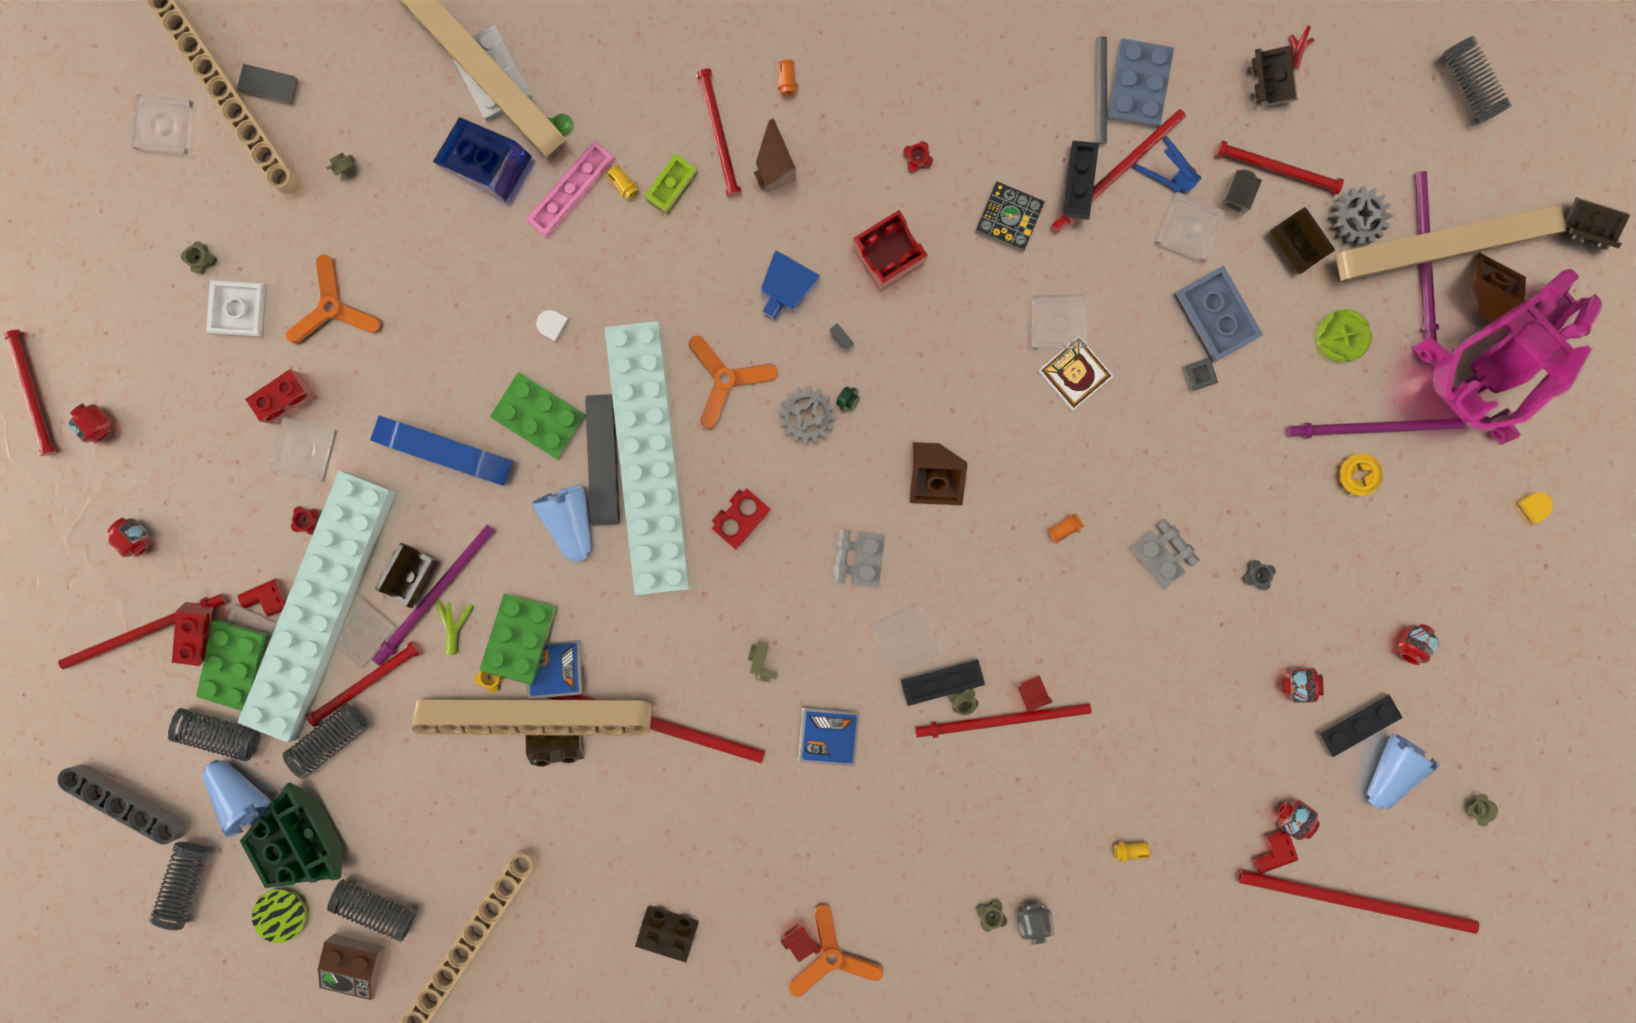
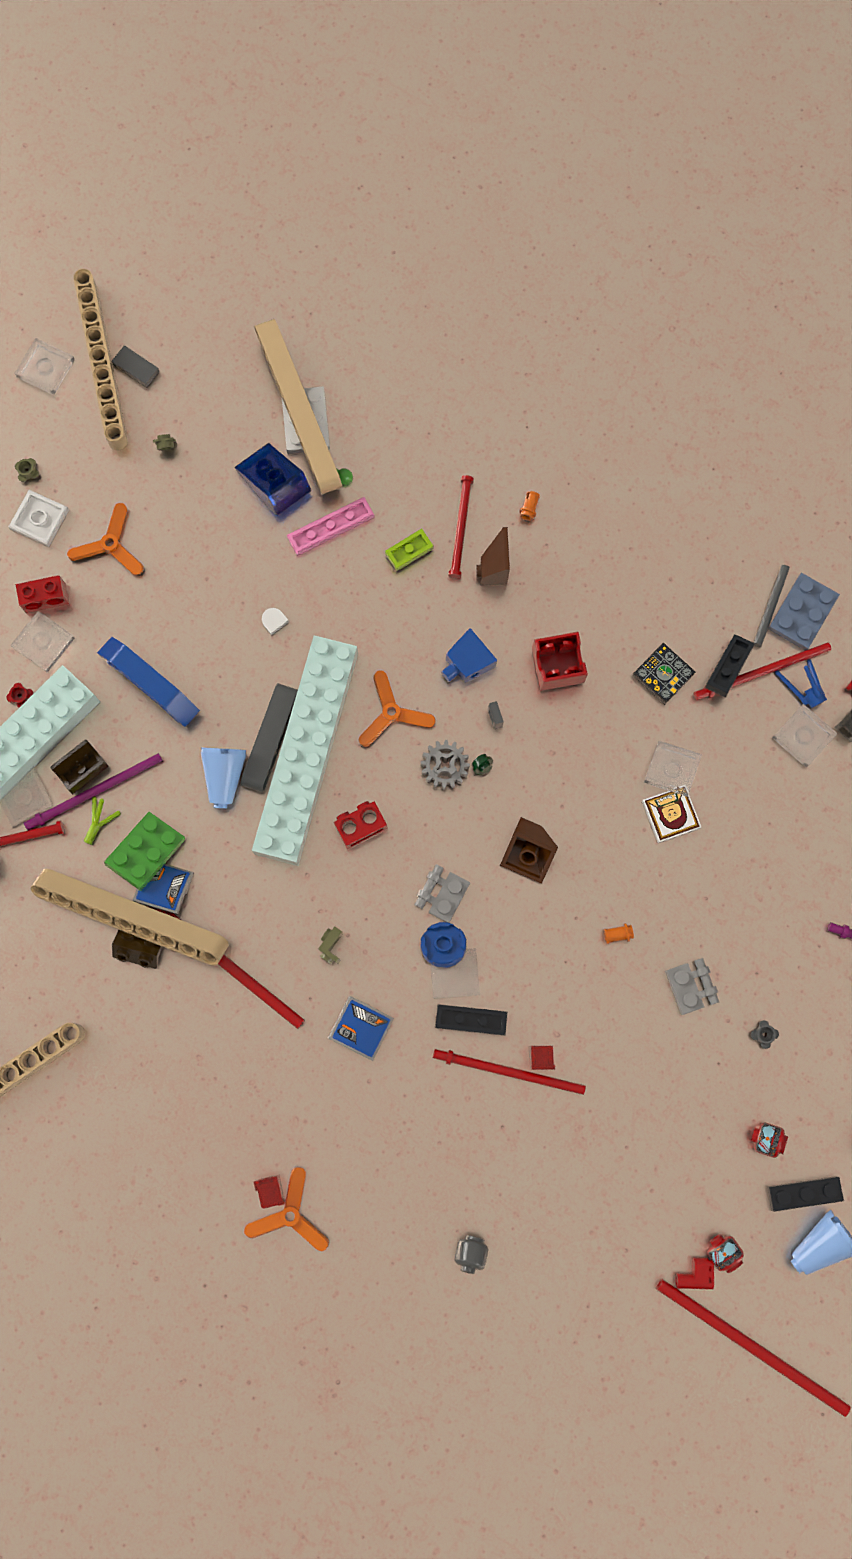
camera: 20 degrees right, 10 degrees down
(492, 684) = (108, 879): yellow plate -> none
(538, 416) = (234, 685): bright green plate -> none
(623, 183) = (372, 535): yellow pin -> none
(666, 934) = (162, 1140): dark brown bracket -> none
(882, 614) = (443, 944): none -> blue tile
(911, 152) = (613, 596): red plate -> none
(964, 702) = (482, 1048): olive plate -> none
(998, 920) = (442, 1239): olive plate -> none
(1131, 851) = (575, 1225): yellow pin -> none
(1200, 374) = (772, 853): dark grey tile -> none
(1219, 313) = (804, 811): sand blue plate -> none

